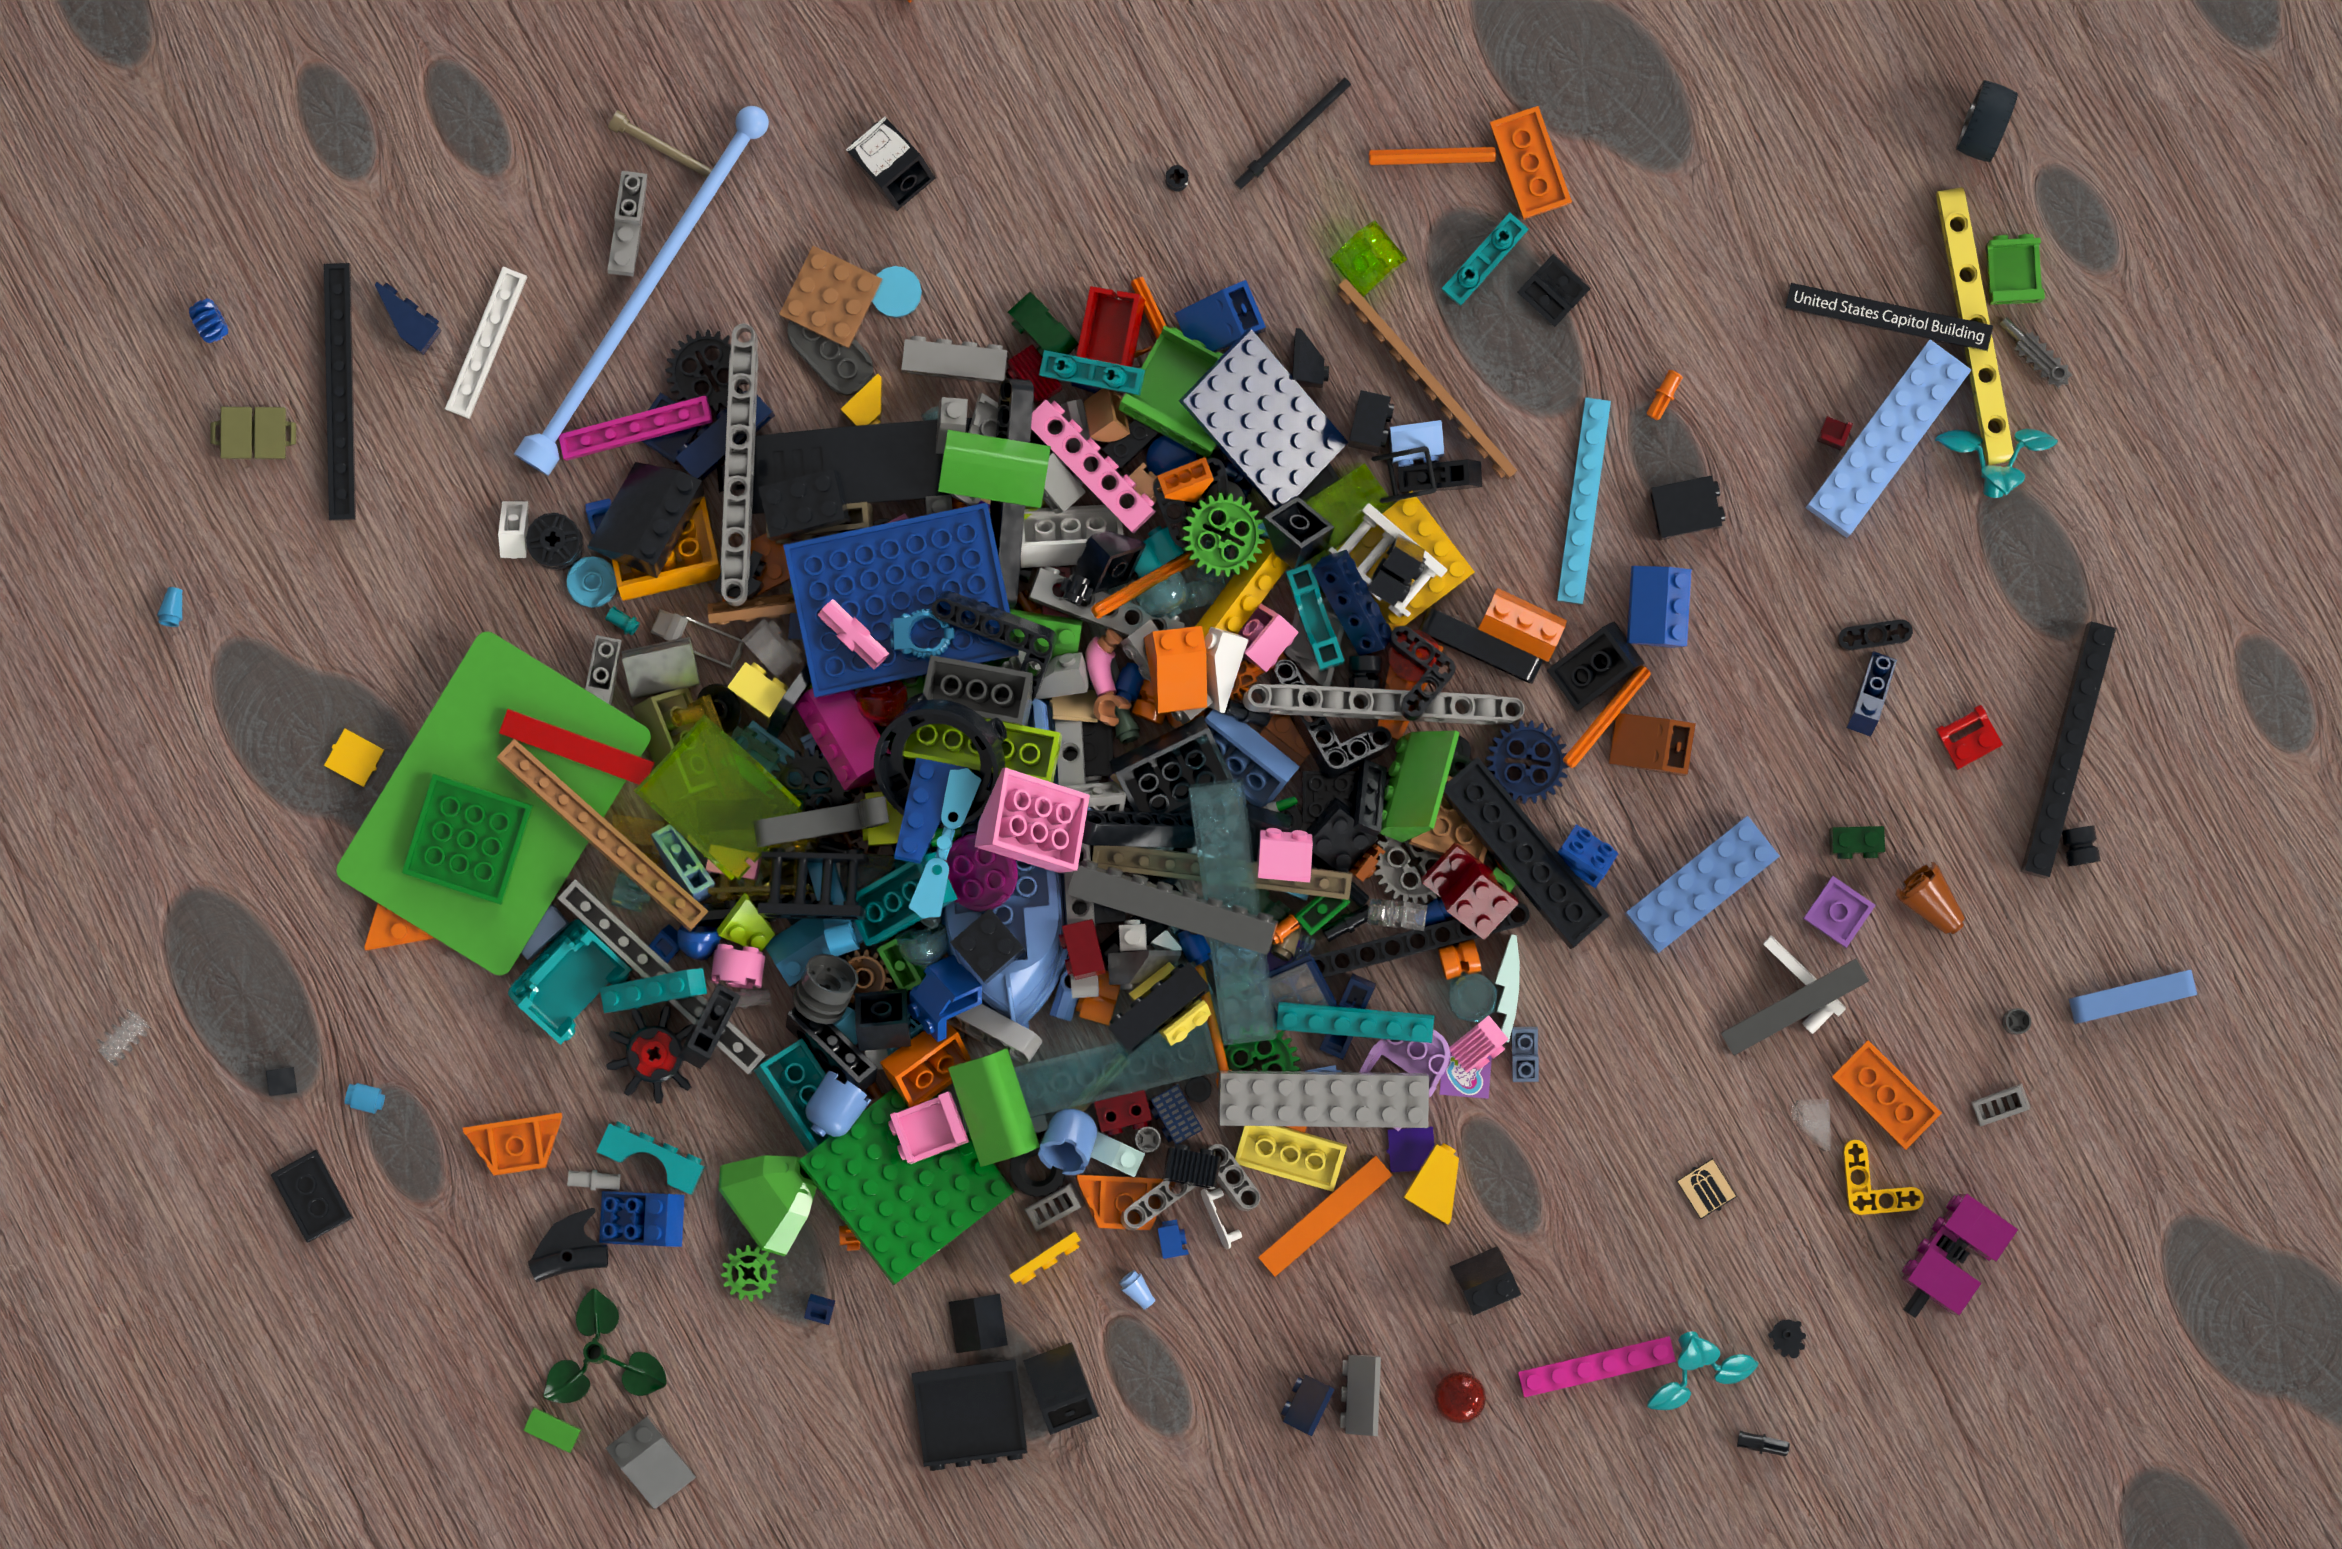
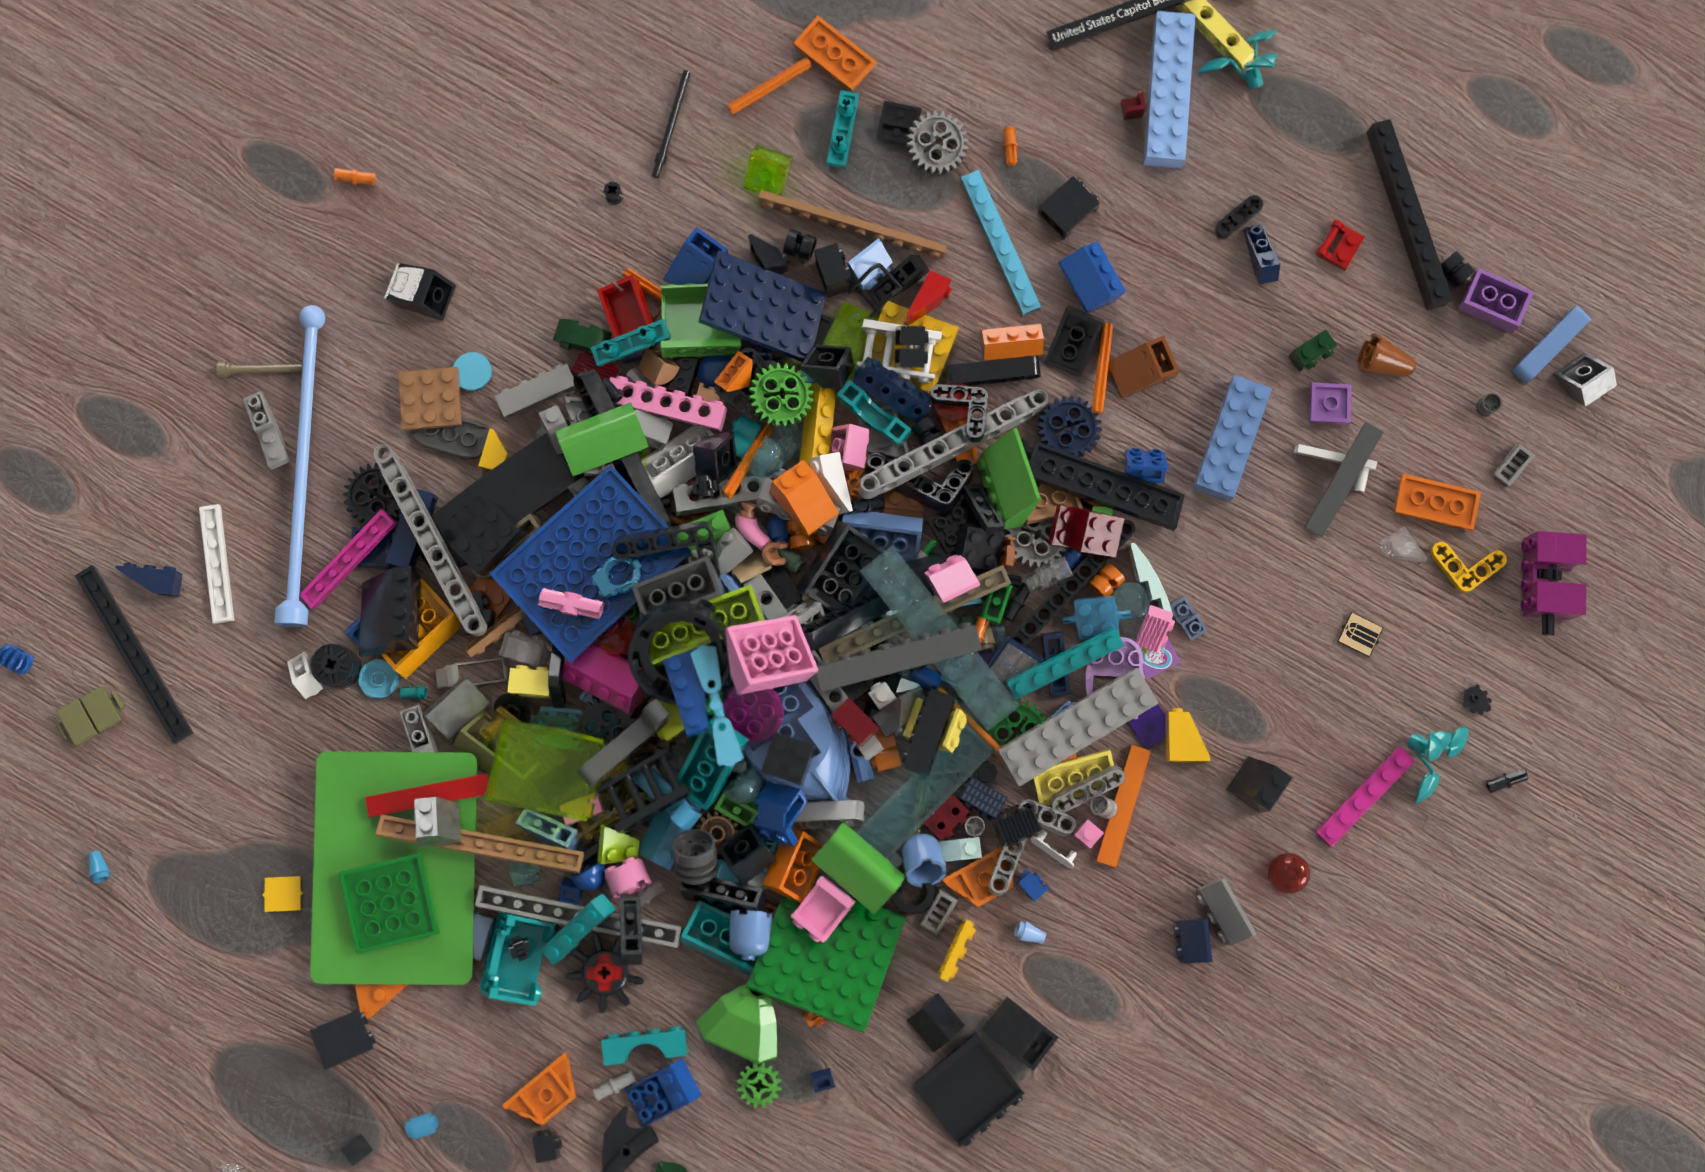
camera: 25 degrees left, 5 degrees down
(333, 955) = (342, 1039): none -> black slope
(486, 1199) = (547, 1145): none -> black brick
(570, 784) = (437, 822): none -> flat silver slope
(578, 972) = (519, 948): none -> black gear
(1039, 422) = (614, 393): none -> black pin
(1266, 1222) = (1087, 834): none -> bright pink brick
(1296, 1169) = (1085, 785): none -> light grey beam
(1301, 1203) = (1103, 806): none -> light grey wheel
(1359, 374) = (799, 244): none -> black wheel
(1423, 991) = (1096, 616): none -> dark azure plate
(1462, 518) = (929, 296): none -> red slope
(1583, 364) = (947, 156): none -> light grey gear
(2099, 908) = (1495, 300): none -> medium lavender brick
(2146, 1059) = (1586, 379): none -> flat silver slope

